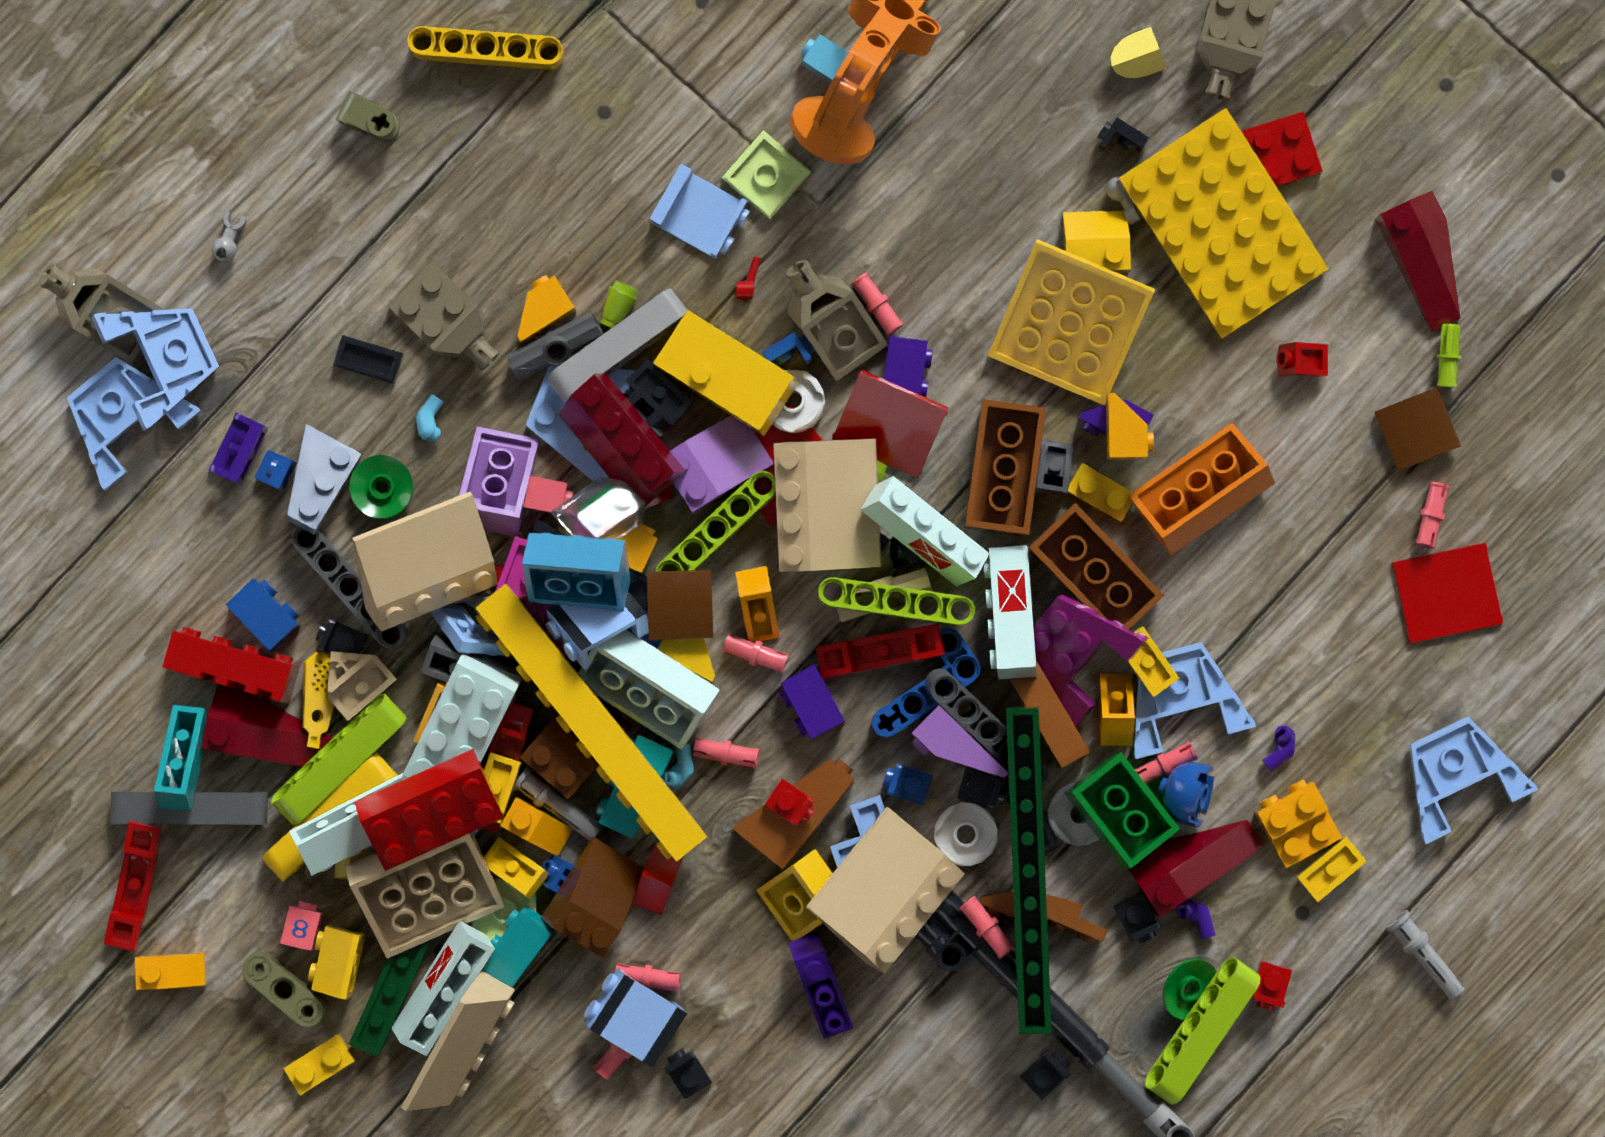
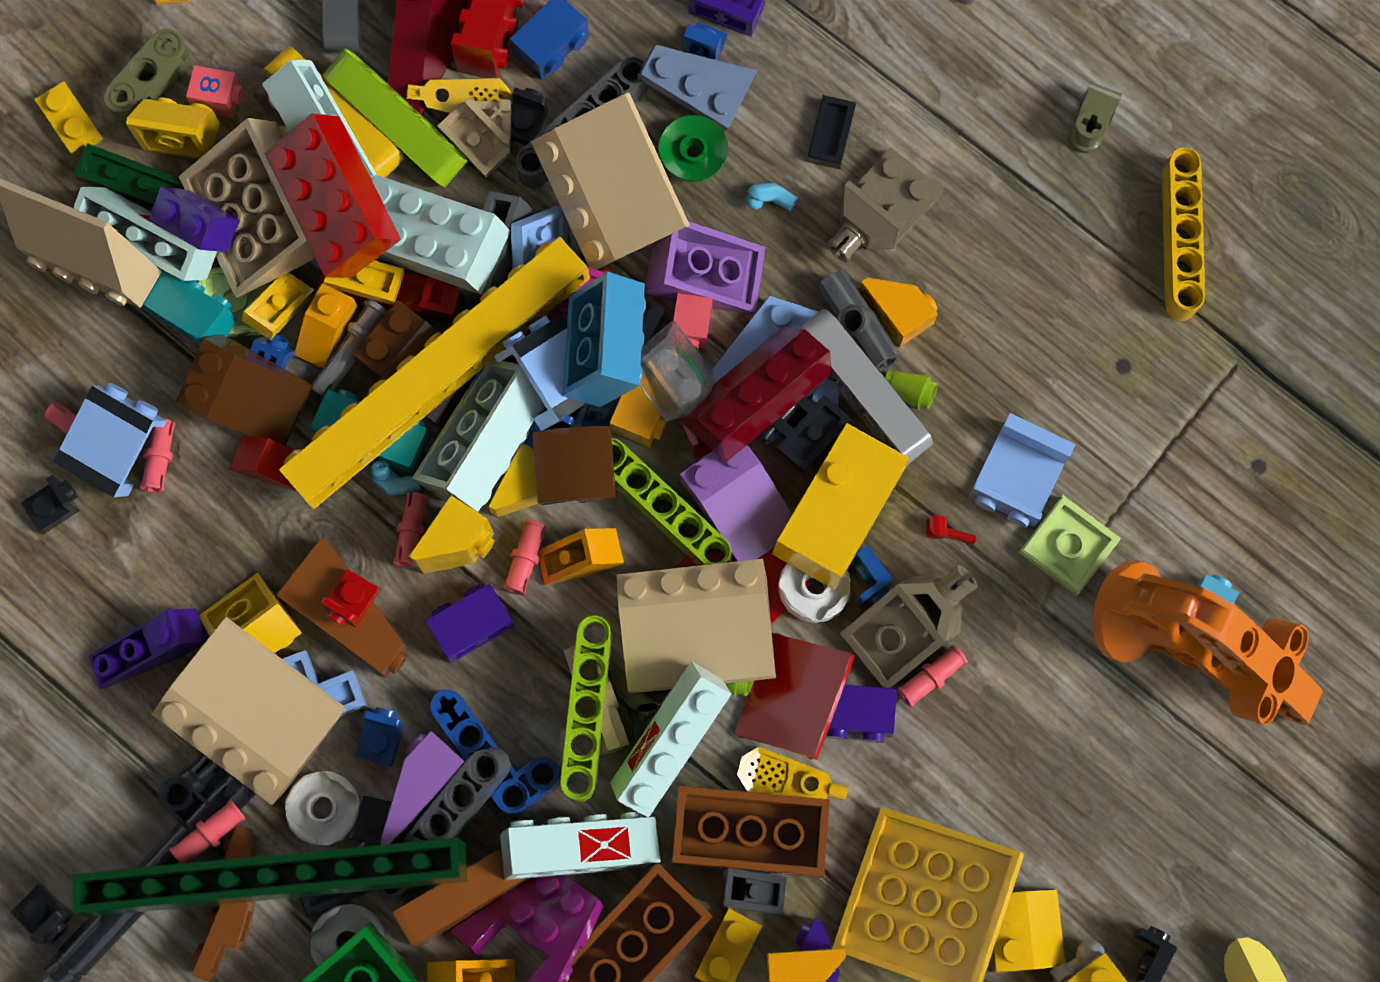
camera: 85 degrees right, 10 degrees down
(436, 939) = (194, 219): none -> dark purple brick
(739, 711) = (453, 539): none -> yellow slope
(880, 651) = (531, 697): red slope -> none
(959, 430) = (792, 779): none -> yellow piece

